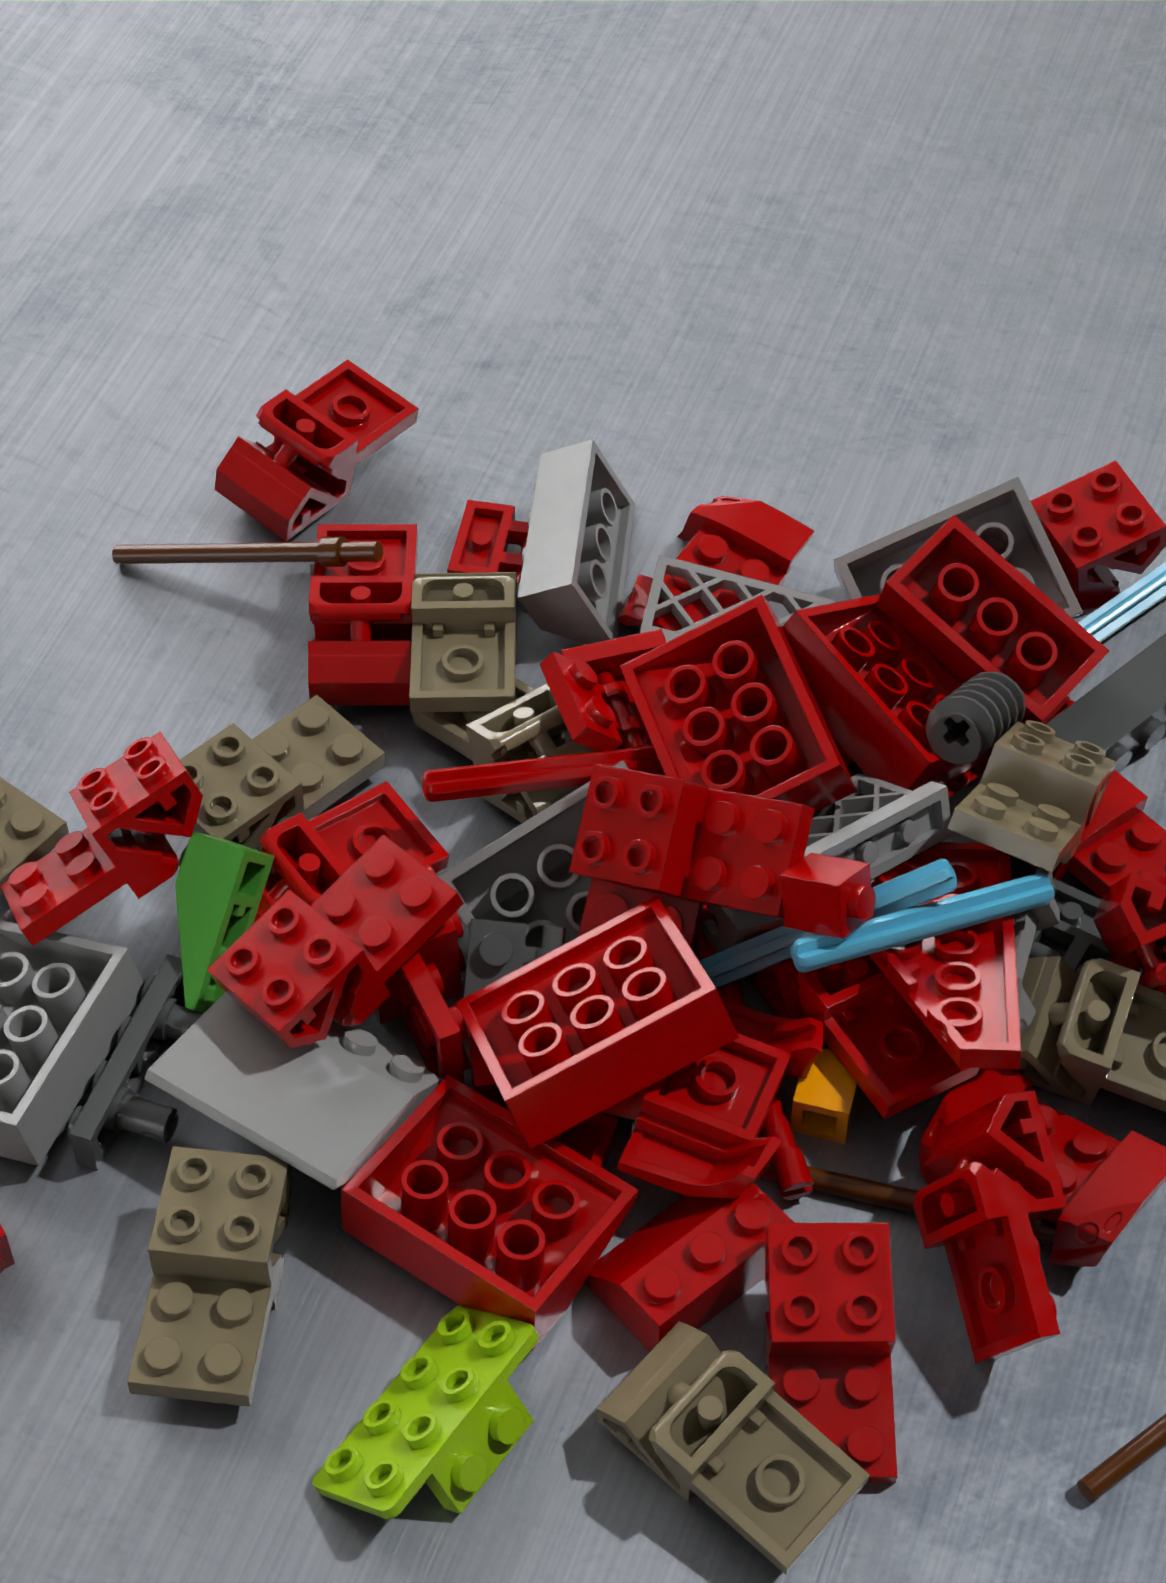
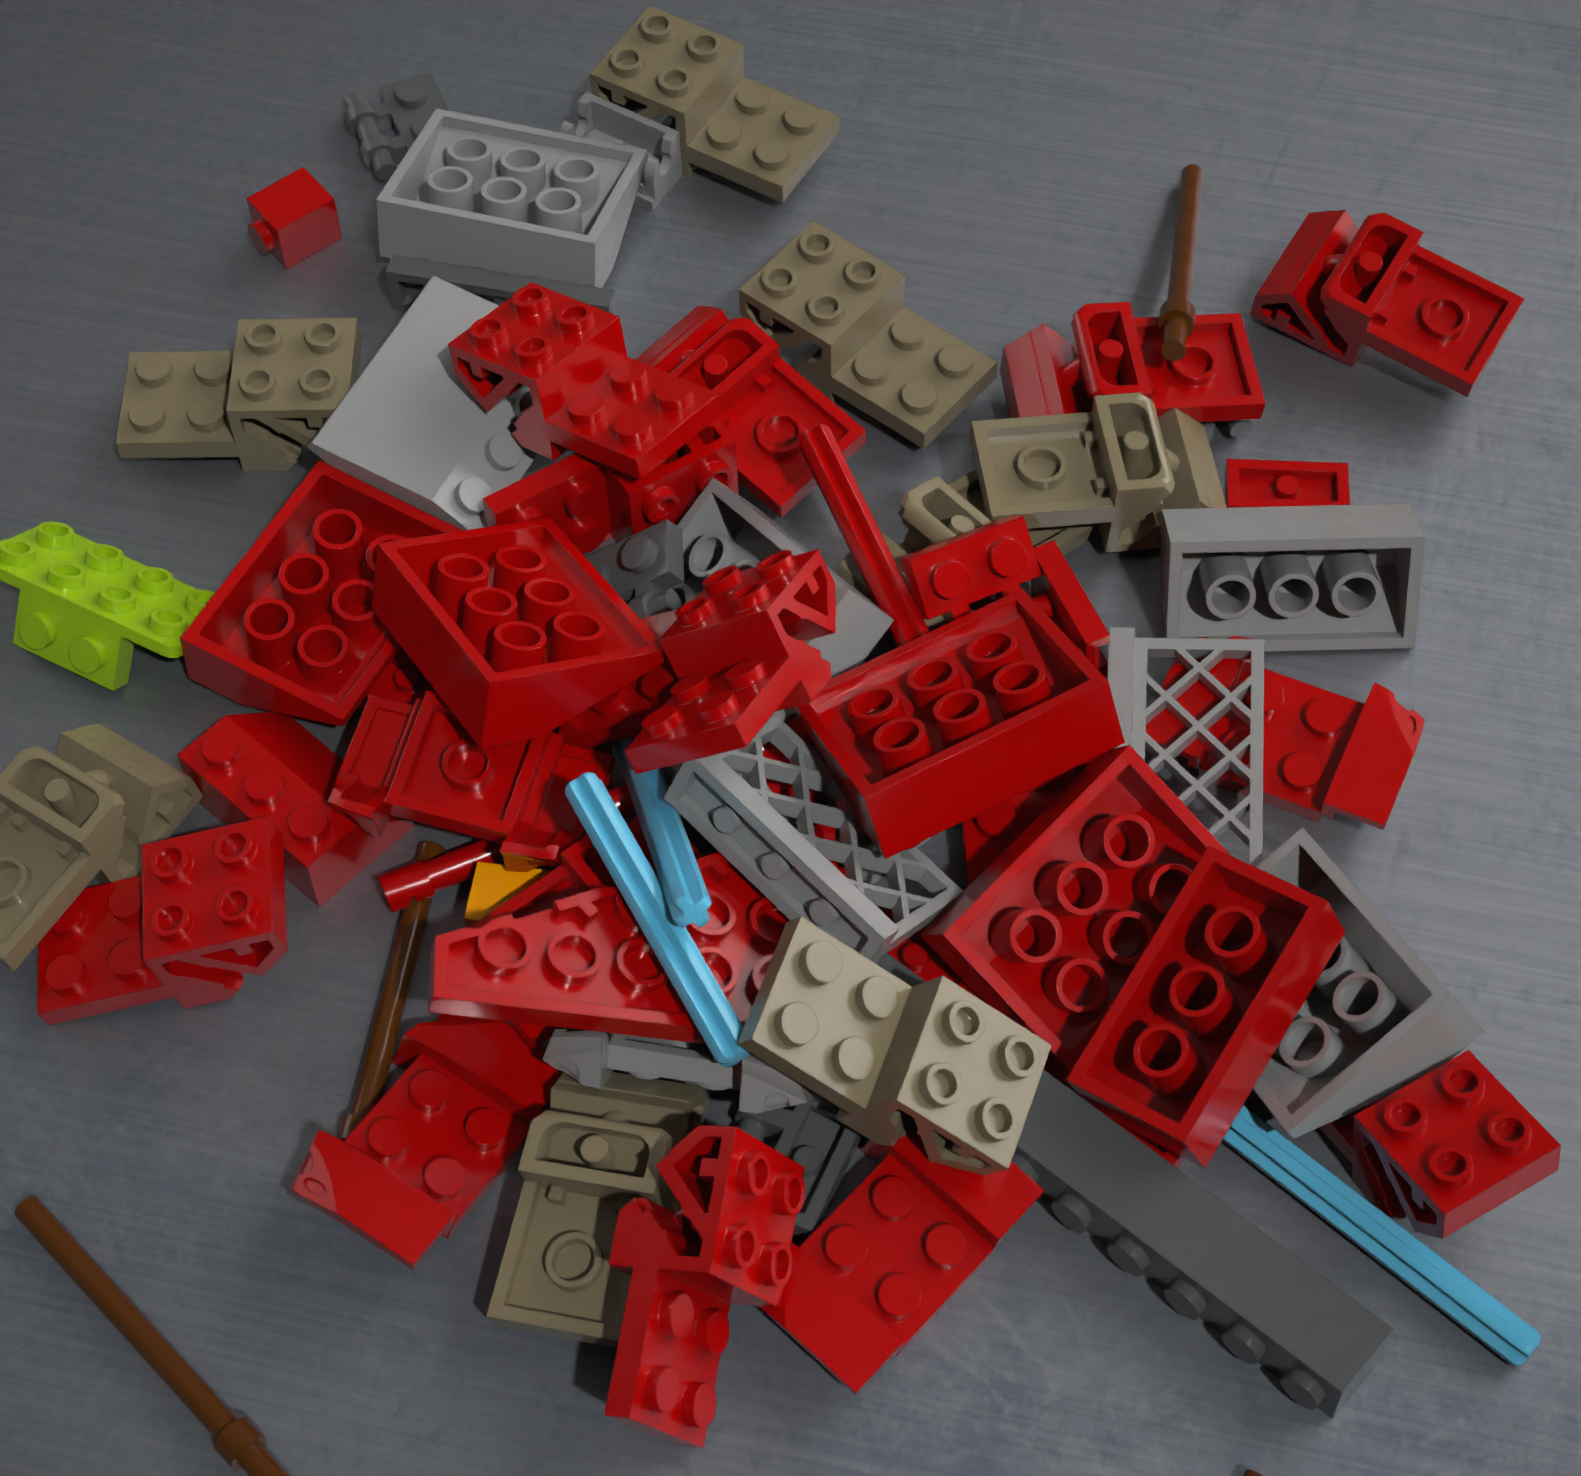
camera: 85 degrees right, 5 degrees up
(125, 842) = (716, 193): red piece -> none
(216, 905) = (672, 299): bright green slope -> none
(827, 895) = (649, 790): red brick -> none
(974, 717) = (1036, 982): dark grey piece -> none
(990, 1191) = (313, 1039): red piece -> none

